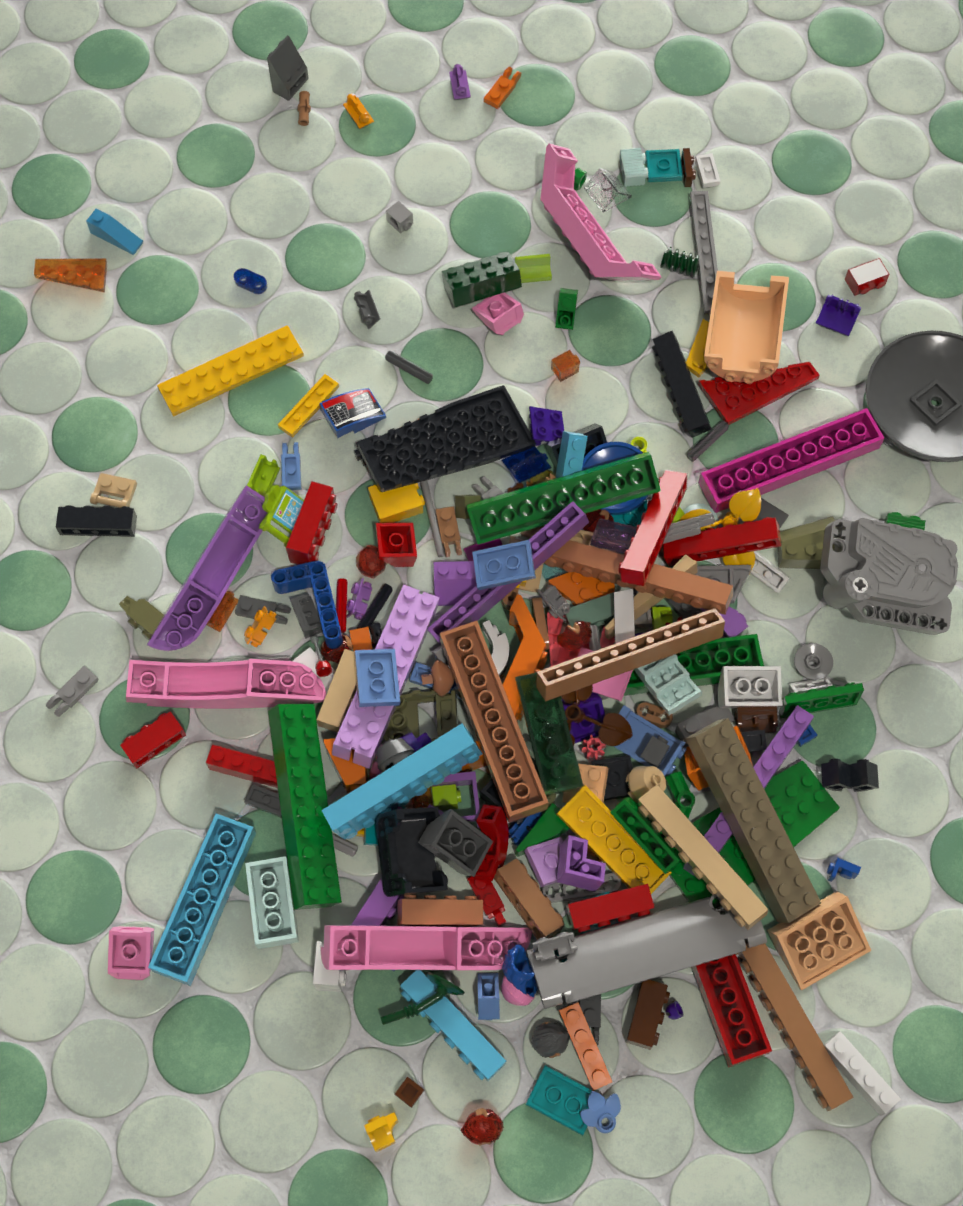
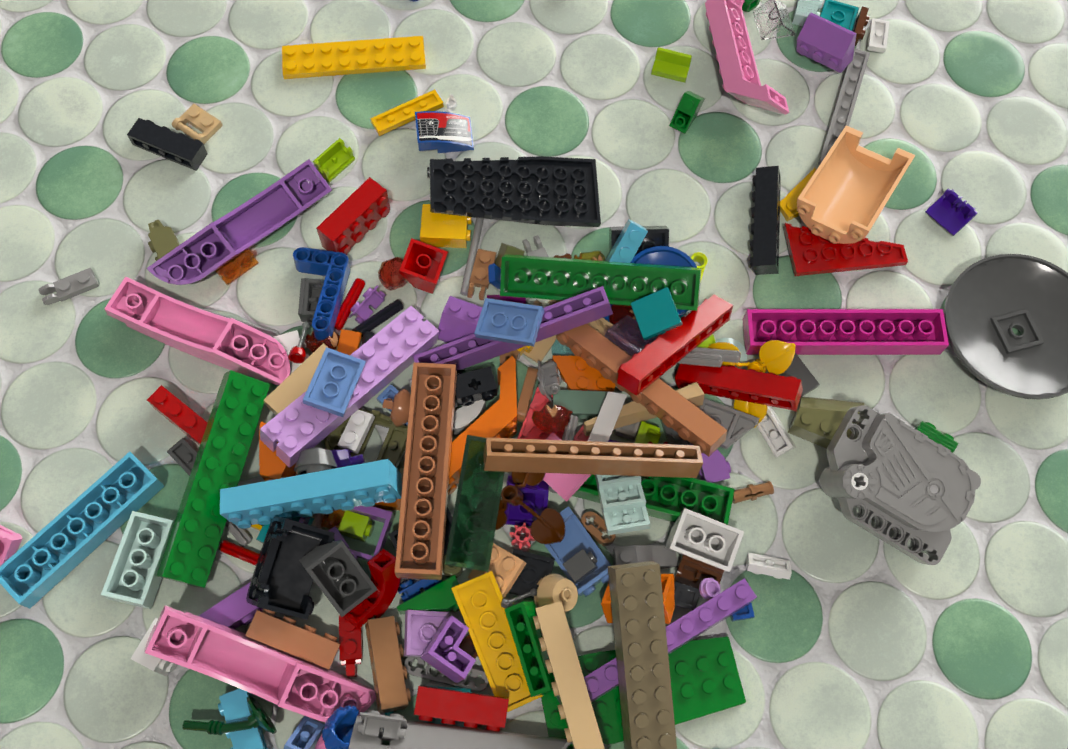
camera: 20 degrees right, 0 degrees up
(152, 739) = (114, 359): red brick -> none
(249, 606) = (273, 279): dark grey hinge -> none
(255, 633) = (268, 289): light orange hinge -> none
(283, 509) = (332, 191): piece -> none
(291, 467) = (364, 161): medium blue hinge -> none
(345, 383) = (451, 104): none -> white piece
(358, 862) = (239, 552): none -> red axle
(367, 308) = (501, 47): dark grey hinge -> none
(407, 715) = (356, 431): none -> white plate
(409, 367) = (515, 112): dark grey axle -> none
(464, 528) = (494, 275): none -> blue tile
(481, 279) = (618, 56): dark green brick -> none
(499, 312) = (621, 92): bright pink slope -> none
(501, 625) = (484, 382): none -> black brick
(527, 464) = (583, 239): clear blue hinge -> none
(545, 424) = (618, 209): dark purple hinge -> none
(565, 365) = (662, 162): clear orange brick -> none
(609, 806) = (505, 602): none -> dark grey hinge
(627, 507) = (656, 313): none -> teal tile
(665, 197) = (826, 43): none -> medium lavender slope
(680, 261) = (814, 108): dark green piece -> none
(680, 790) = (587, 615): green piece -> none
(707, 441) = (769, 283): dark grey axle -> none
(771, 726) = (709, 588): none -> lavender plate
(772, 630) = (752, 491): none -> medium nougat pin
(813, 653) = (786, 531): light grey dish -> none
(822, 700) = (774, 583): green plate -> none
(840, 775) = (781, 678): black brick -> none
(867, 277) = (995, 186): brick -> none

